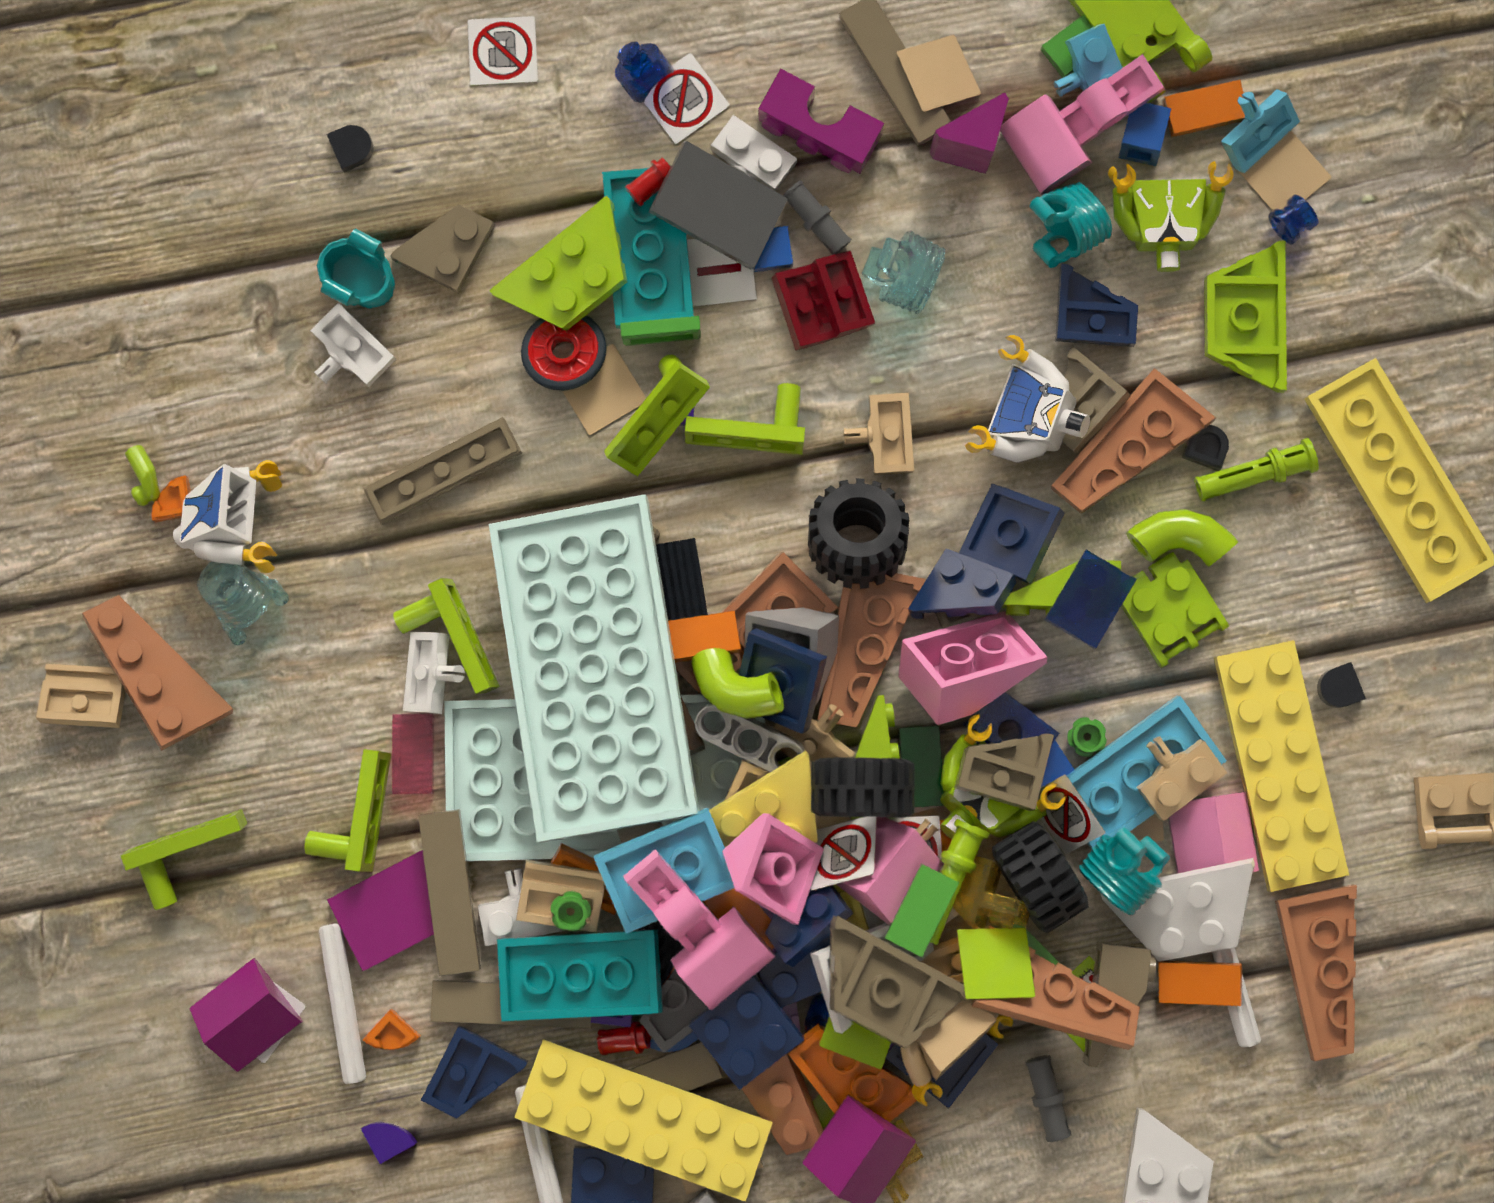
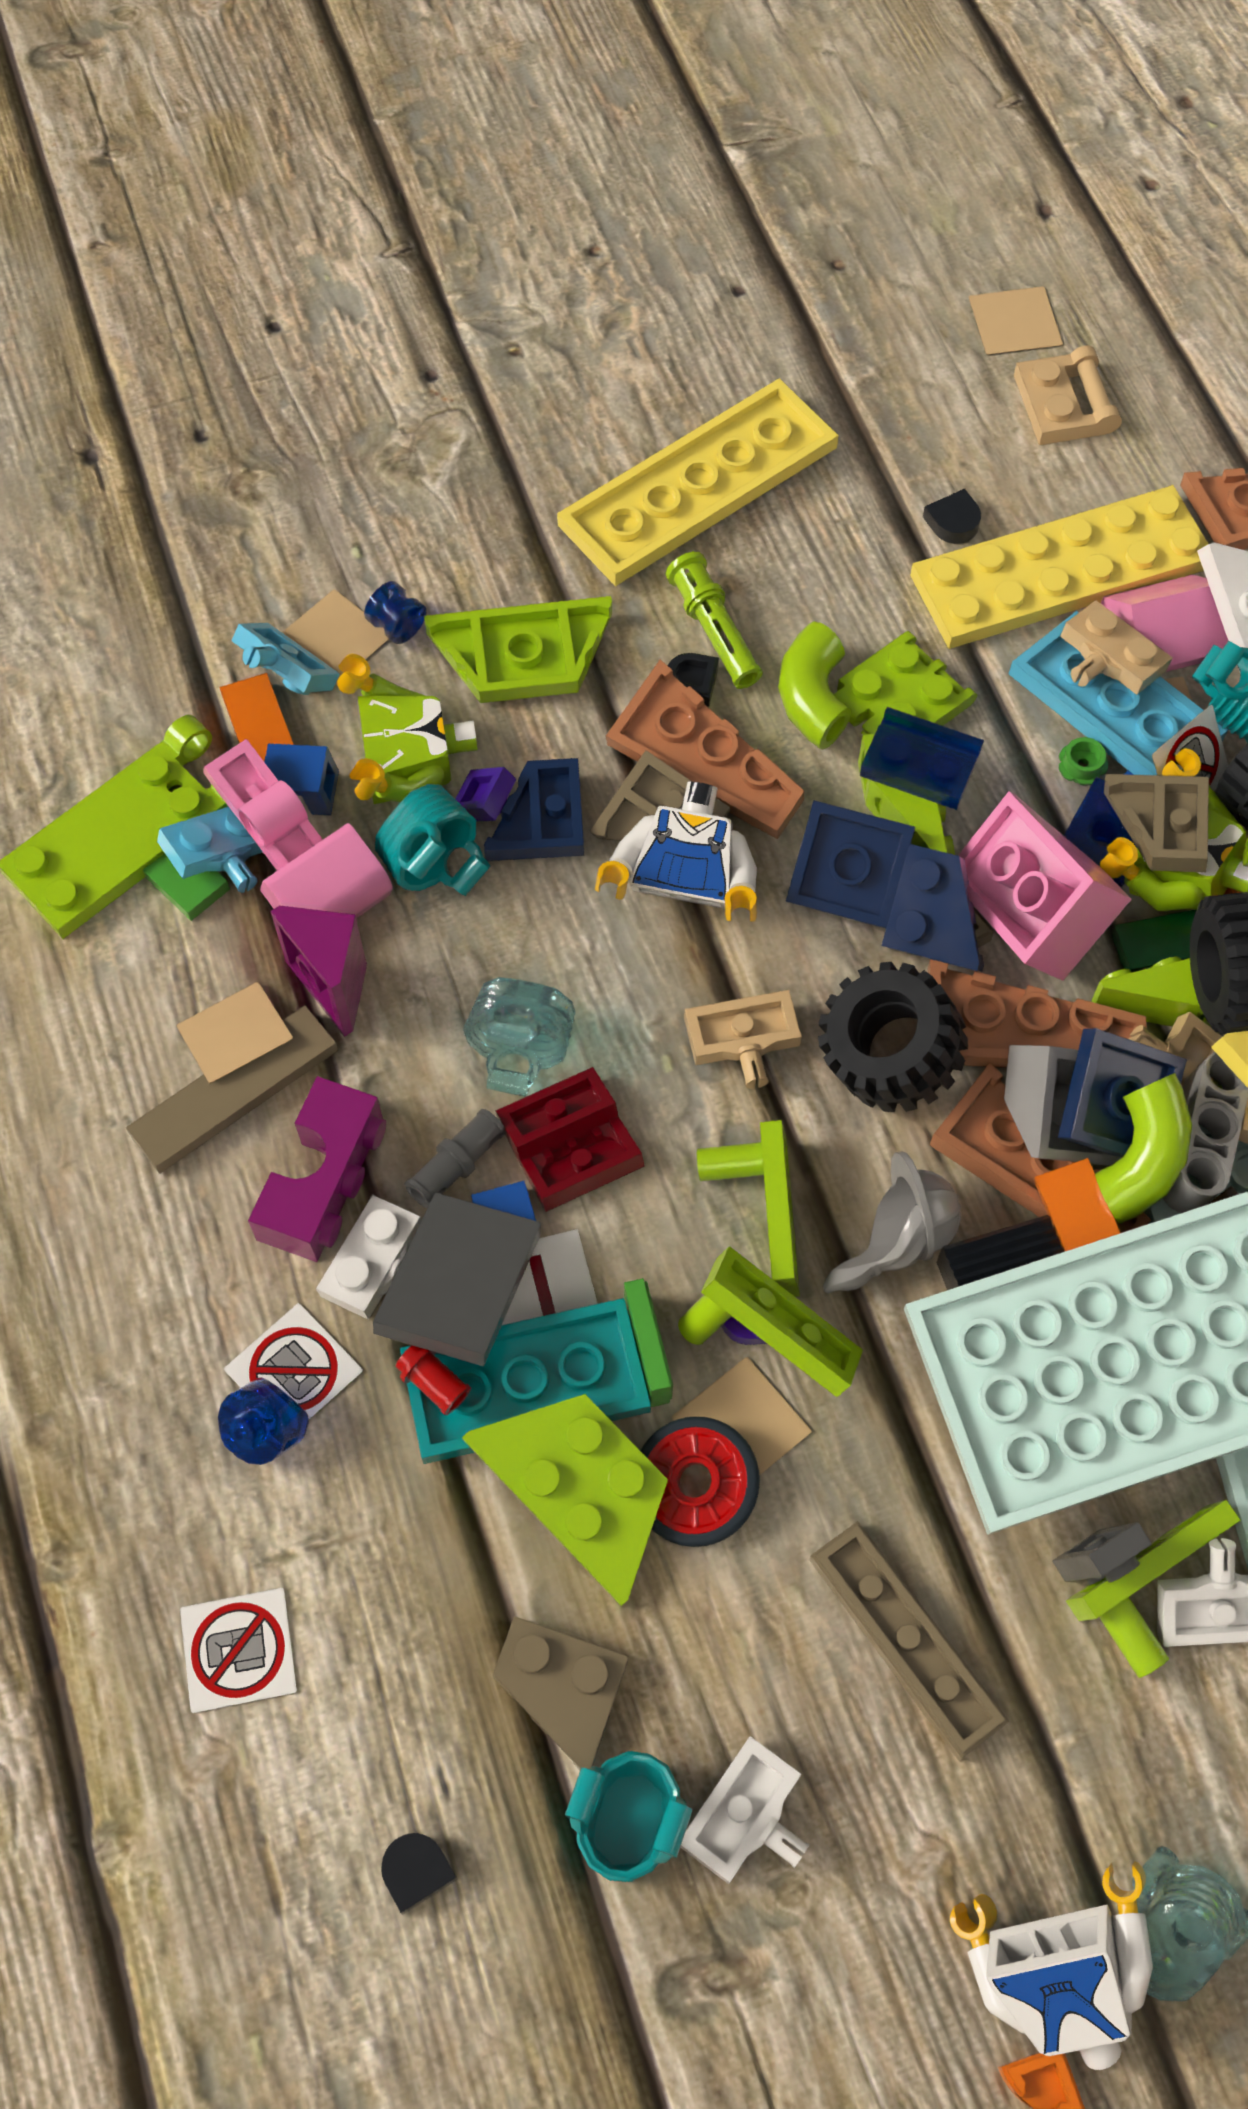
camera: 100 degrees left, 20 degrees down
(466, 596) = (1104, 1554): none -> dark grey plate
(716, 523) = (910, 1224): none -> light grey piece
(1113, 269) = (485, 792): none -> dark purple plate

